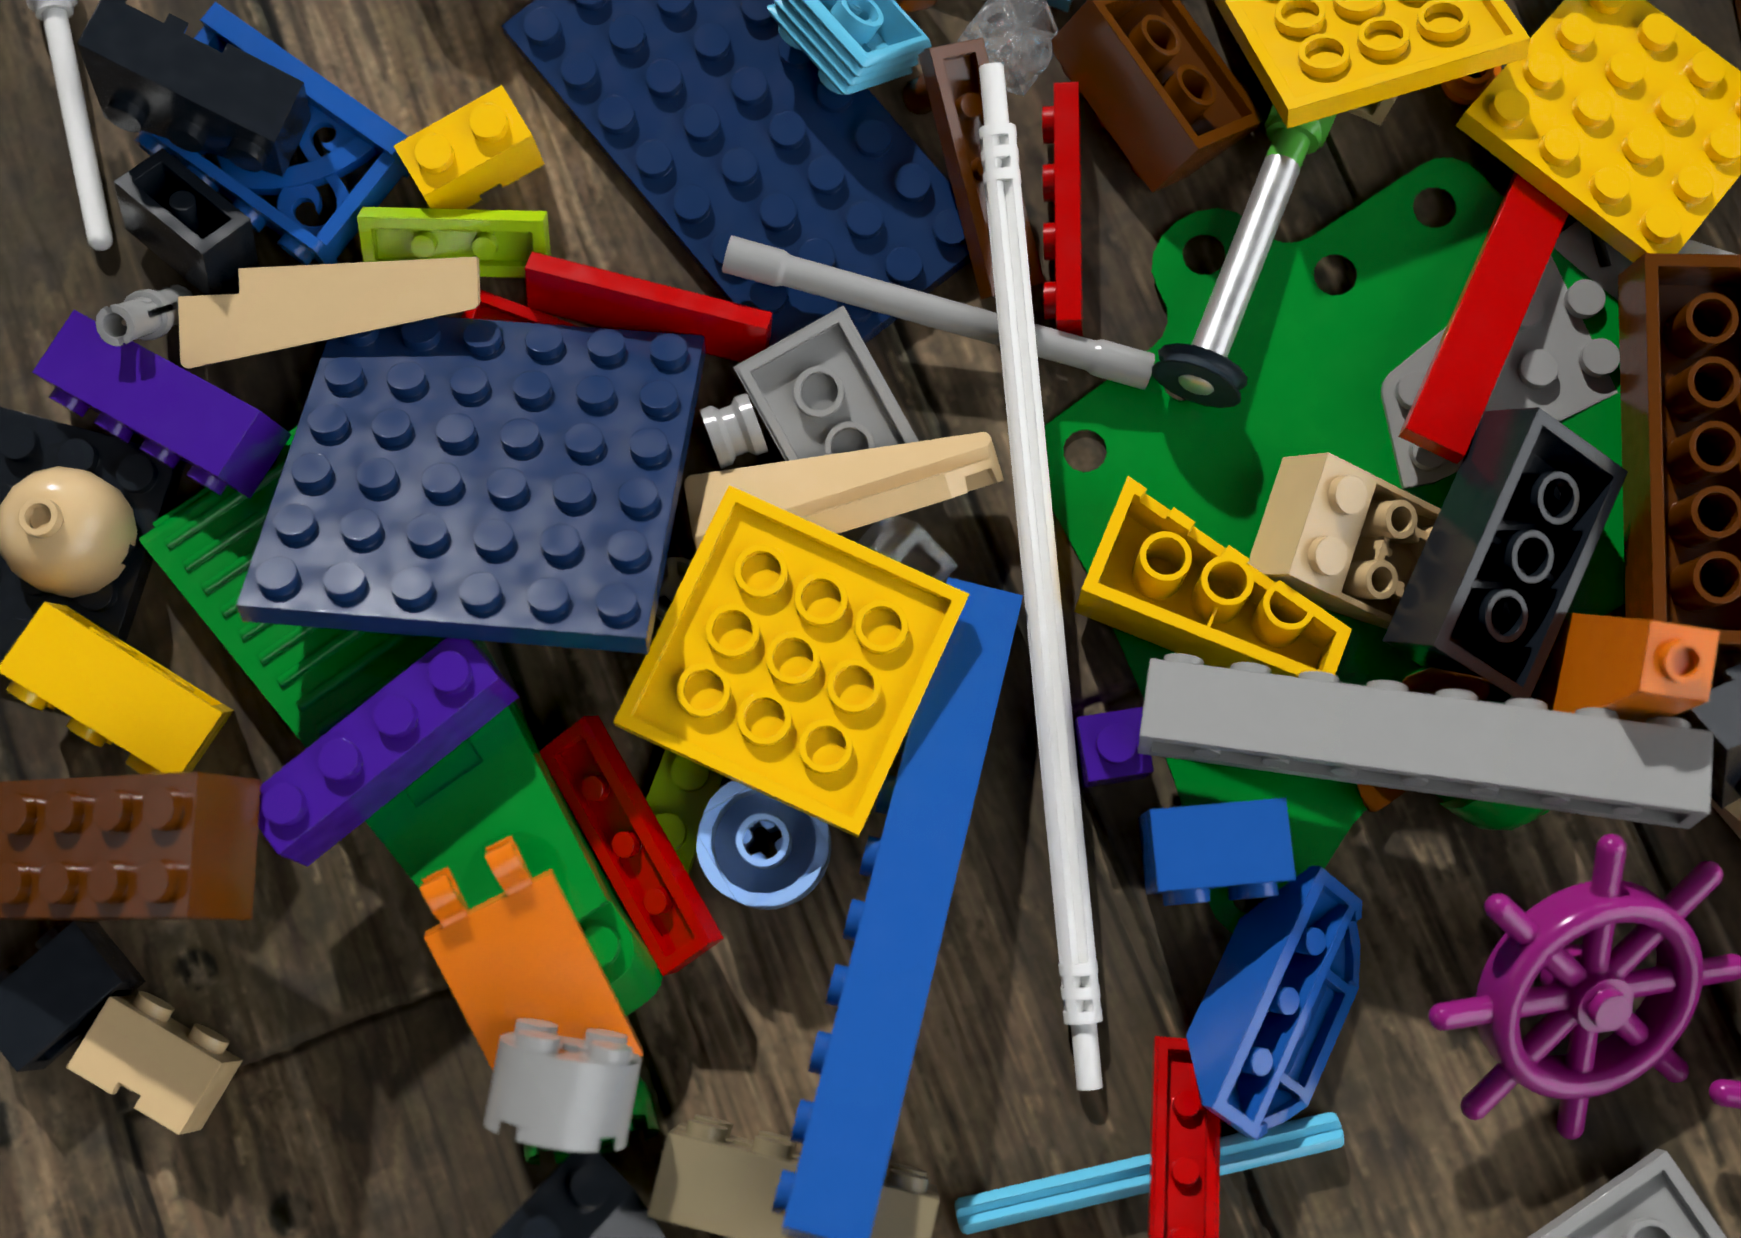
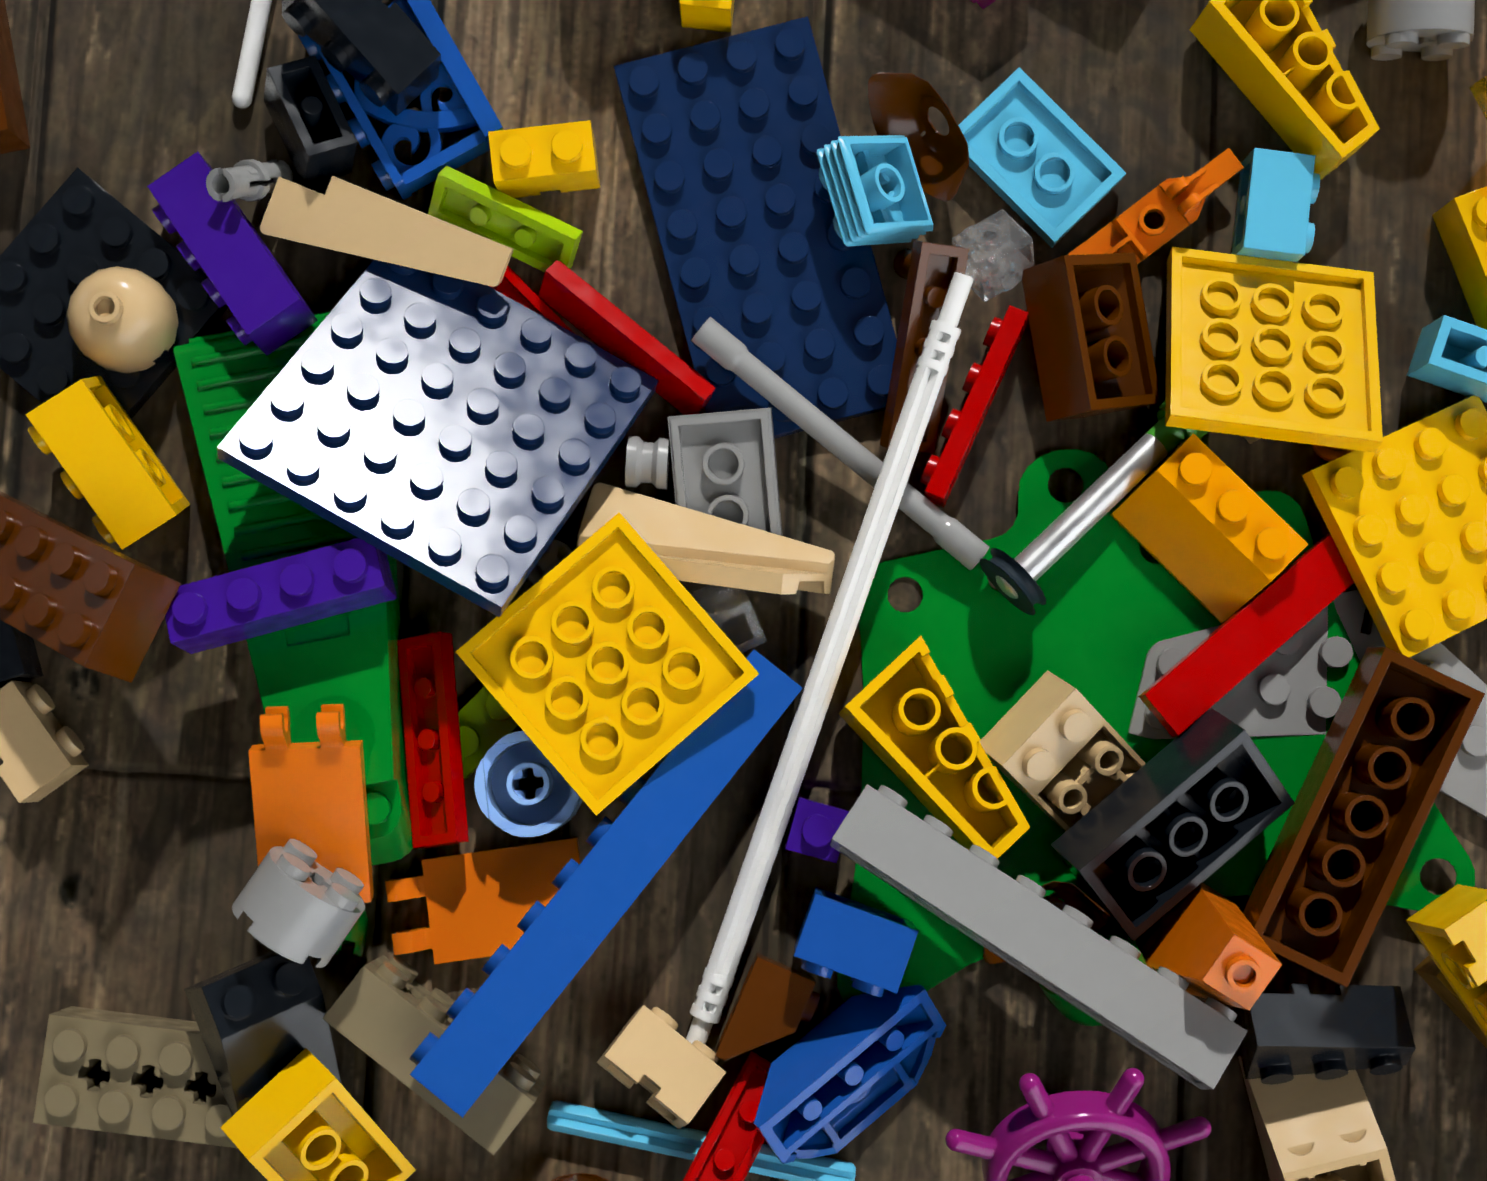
camera: 20 degrees right, 5 degrees up
(764, 1003) = (479, 897): none -> orange tile
(1064, 1095) = (664, 1064): none -> tan brick
(1150, 975) = (767, 1007): none -> reddish brown slope
(1385, 225) = (1208, 529): none -> light orange slope

